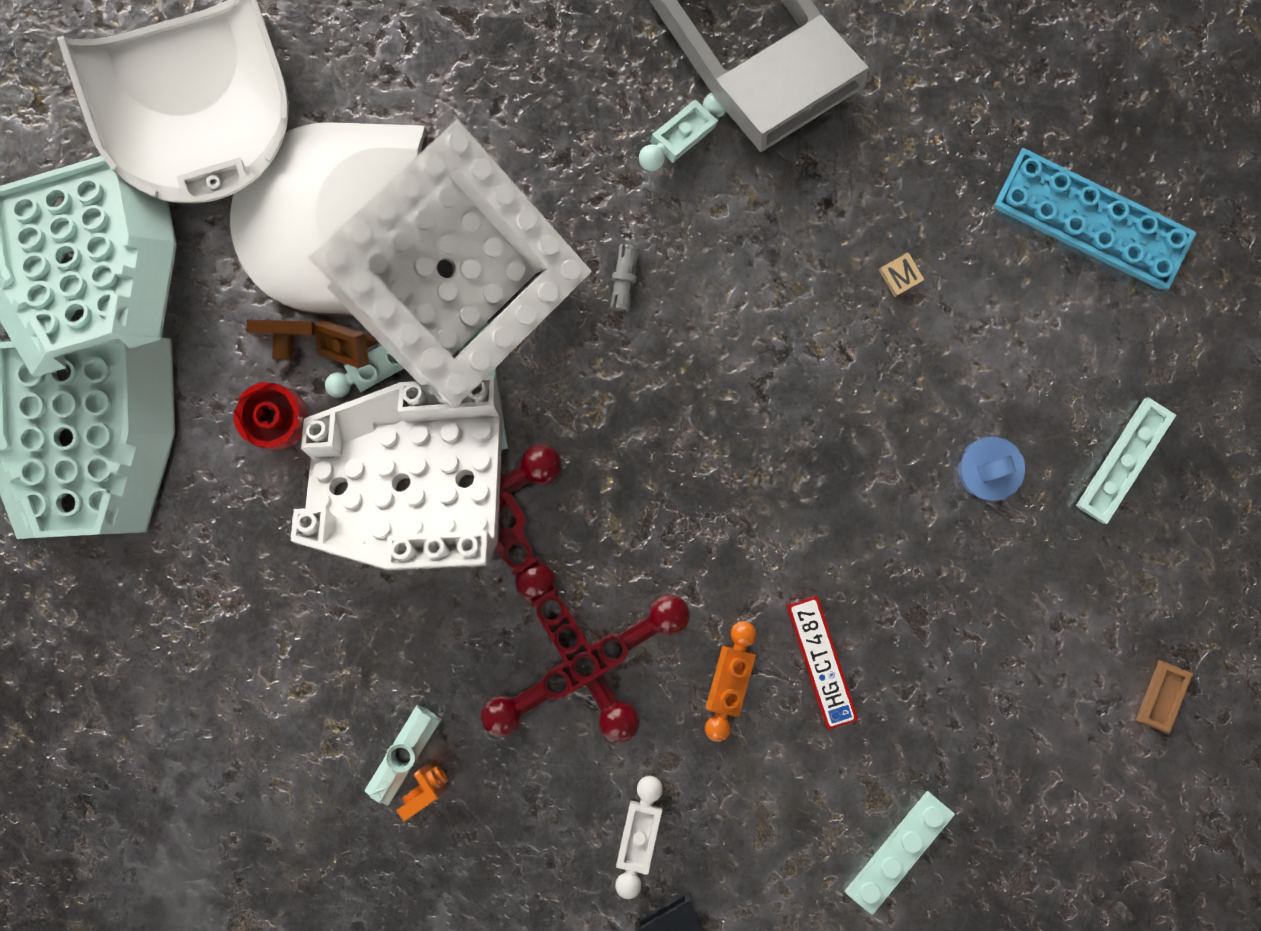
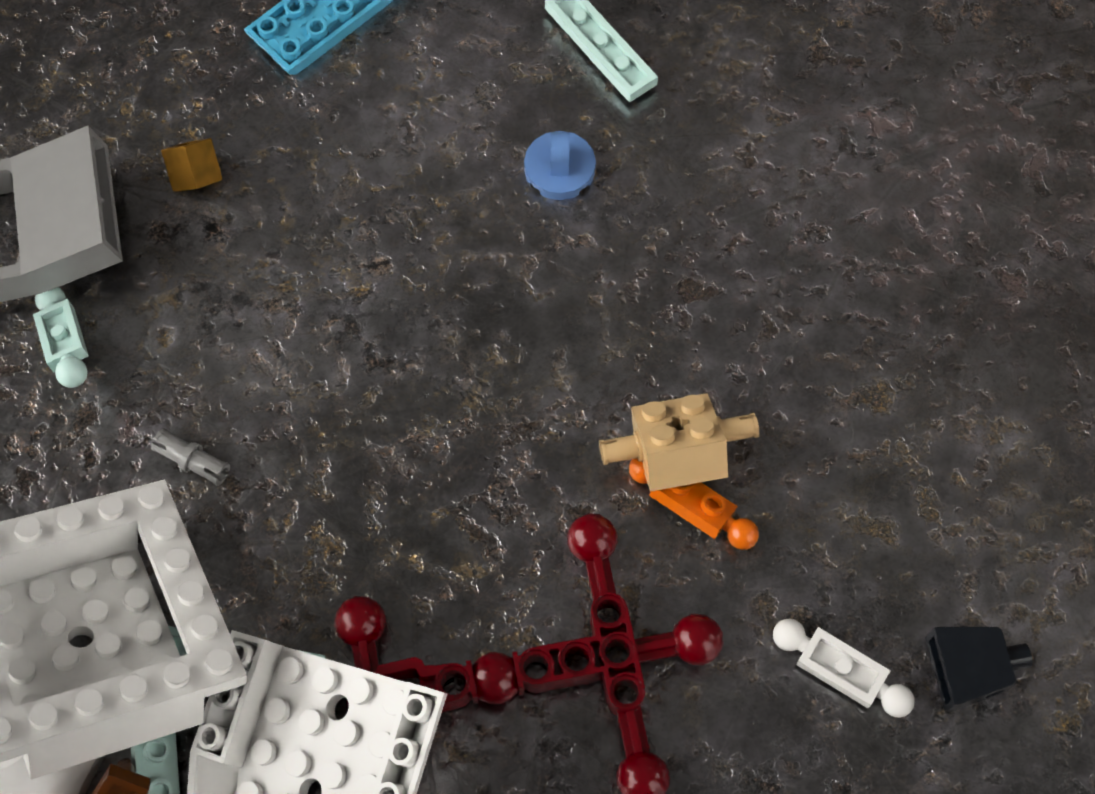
camera: 75 degrees left, 20 degrees down
(770, 657) = (679, 441): none -> tan brick
(822, 662) = (728, 397): tile -> none
(874, 163) = (192, 165): none -> pearl gold panel
(899, 852) = (946, 392): light aqua plate -> none
(901, 274) = (319, 181): tan tile -> none
(1164, 696) = (856, 88): medium nougat tile -> none

